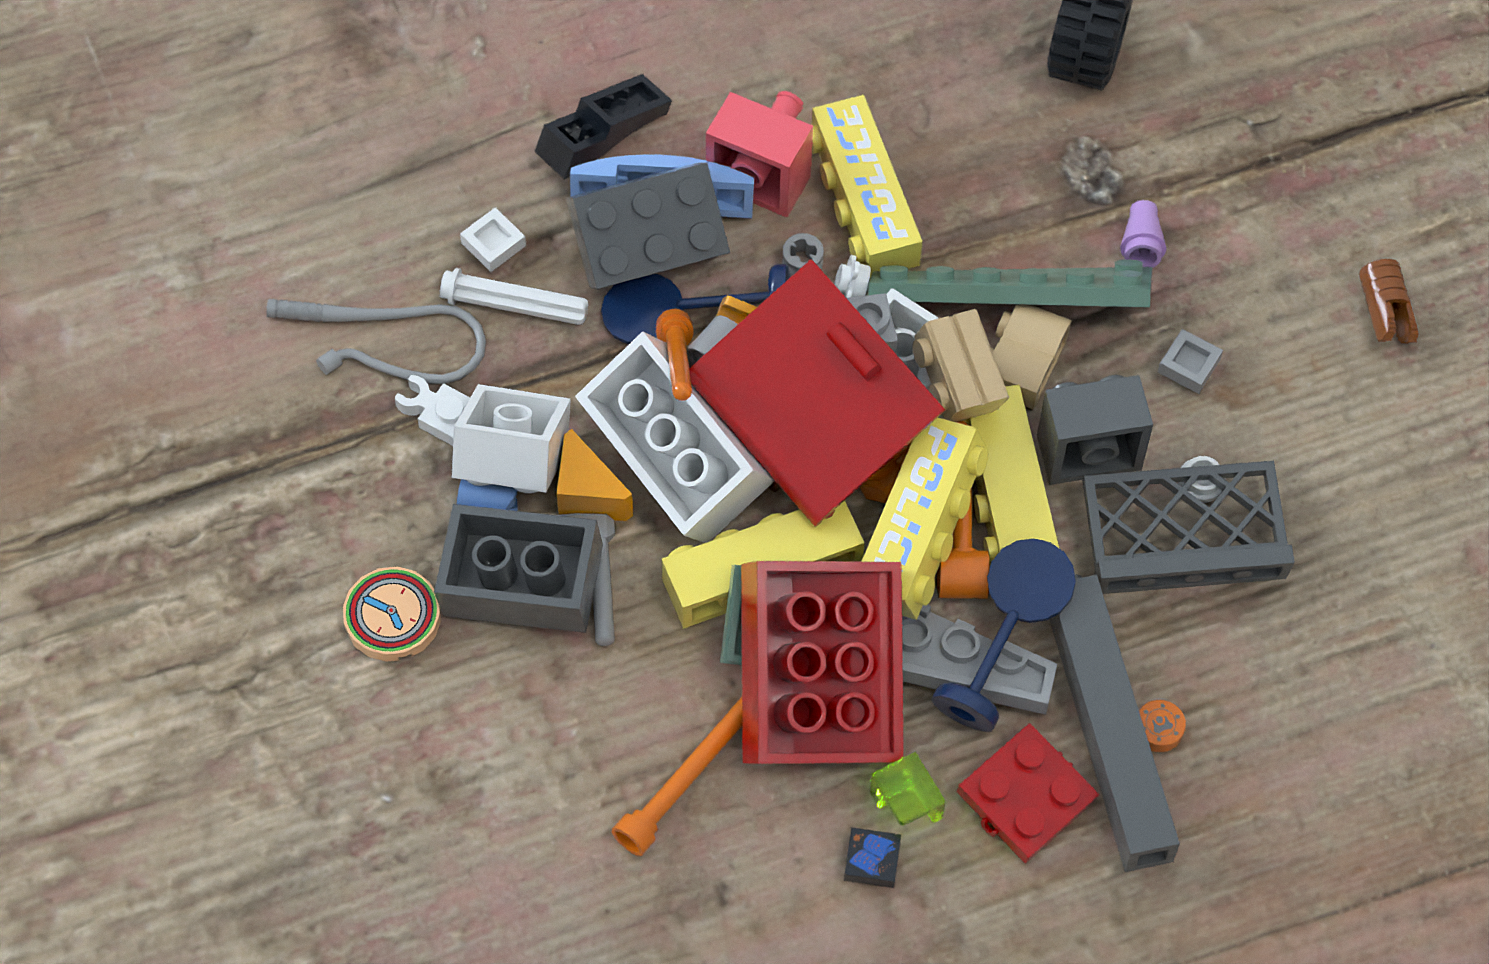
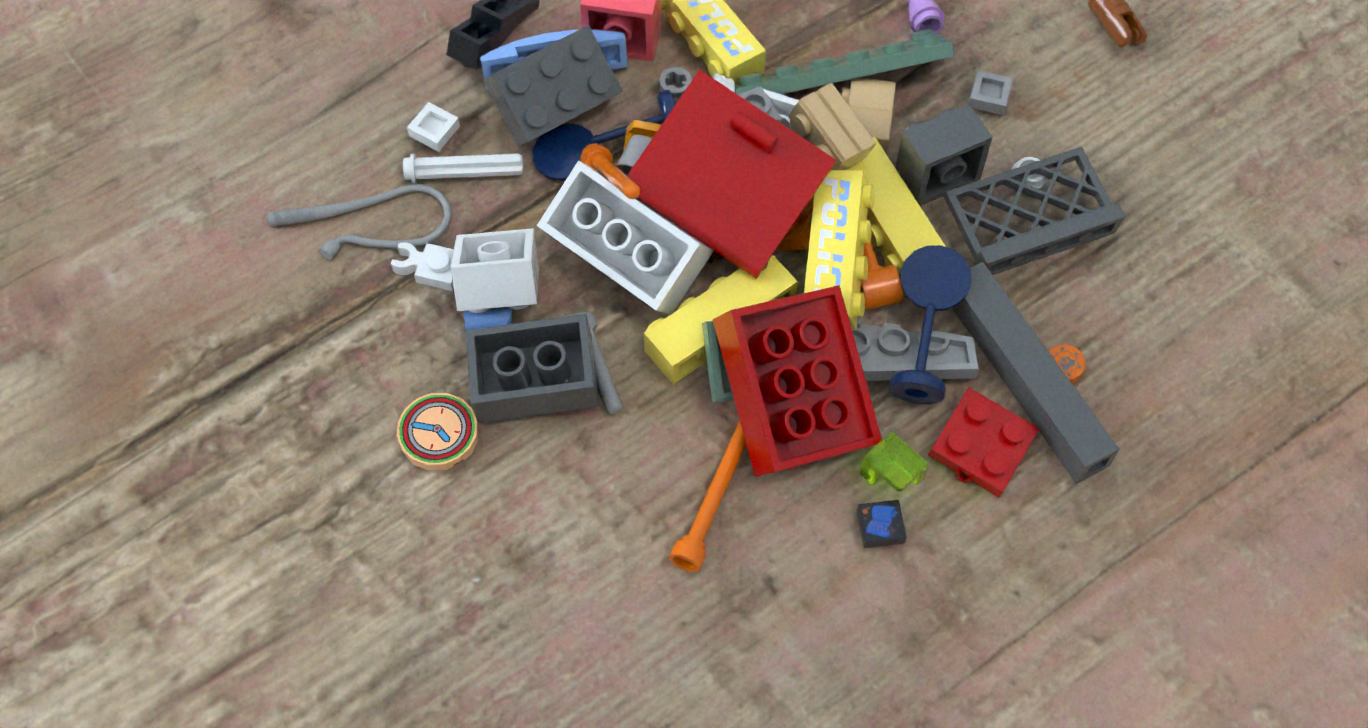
camera: 15 degrees left, 0 degrees up
(588, 484) = (567, 291): light orange slope -> none

